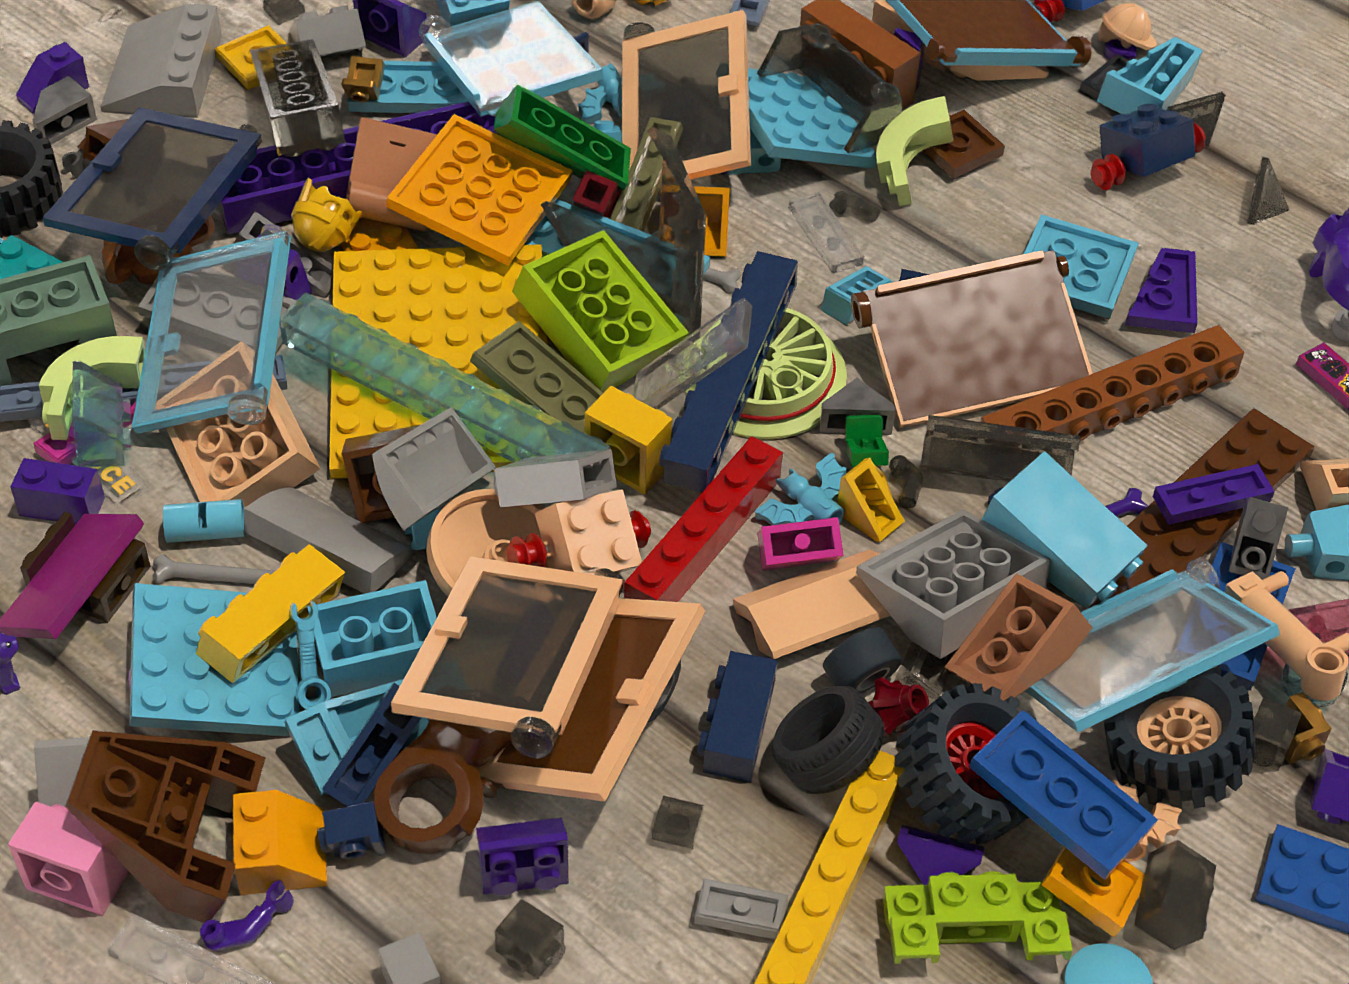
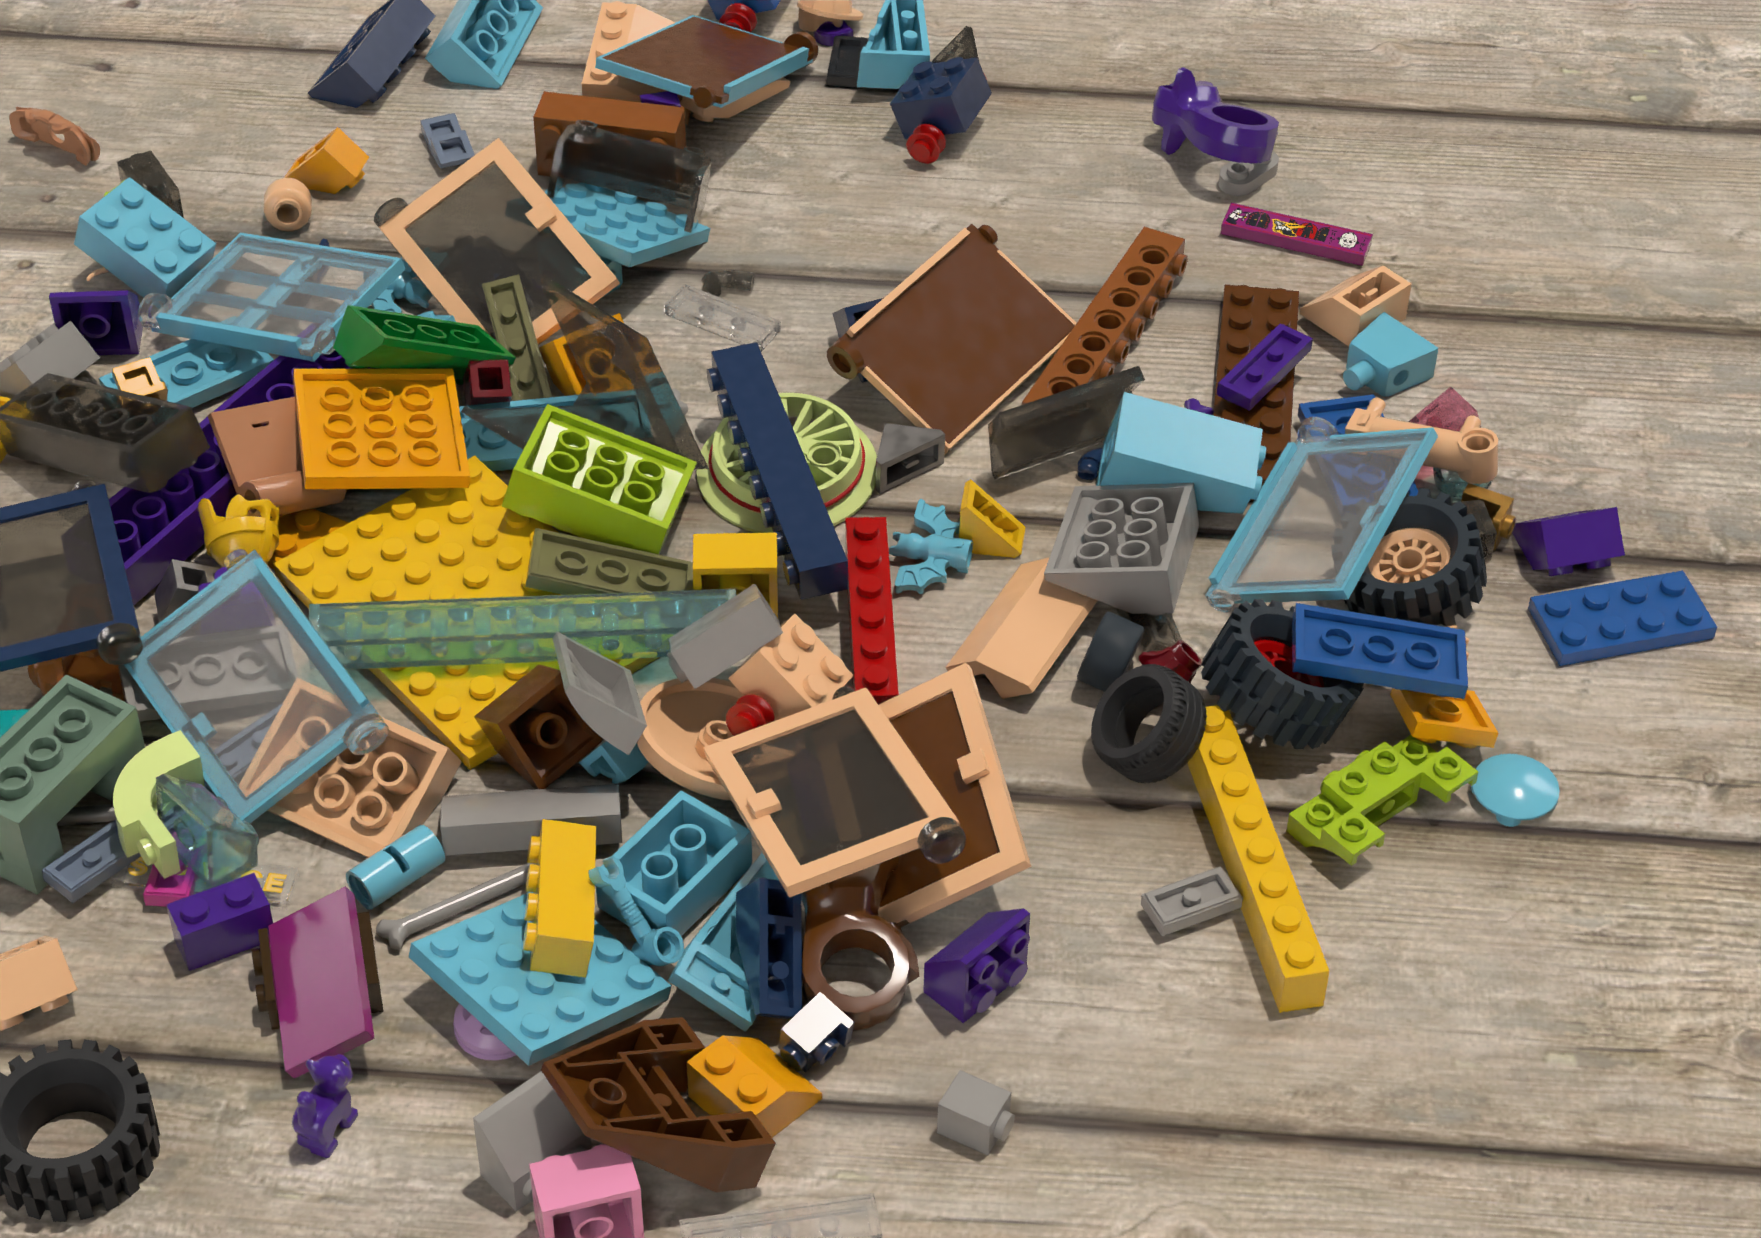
camera: 35 degrees left, 5 degrees down
(245, 931) = (788, 1177): dark purple arm -> none
(530, 940) = (1048, 1025): clear smoke brick -> none
(677, 822) = (1075, 866): clear smoke plate -> none
(695, 356) = (741, 471): clear tile -> none
(738, 716) = (1046, 754): dark blue brick -> none
(800, 544) = (967, 587): dark pink brick -> none
(838, 295) = (801, 359): medium azure slope -> none
(865, 440) = (935, 480): green bracket -> none
(907, 135) = (731, 181): yellowish green arch -> none
(909, 479) = (1000, 490): clear smoke arm -> none
(934, 854) = (1304, 770): dark purple slope -> none
(971, 146) = (769, 181): reddish brown plate -> none
(1020, 639) = (1225, 557): nougat slope -> none
(1095, 262) = (938, 223): medium azure plate -> none
(1168, 294) = (1071, 224): dark purple wing -> none
(1175, 895) = (1510, 689): clear smoke brick -> none
(1257, 537) = (1330, 379): flat silver slope -> none
(1267, 196) = (1071, 101): clear smoke slope -> none

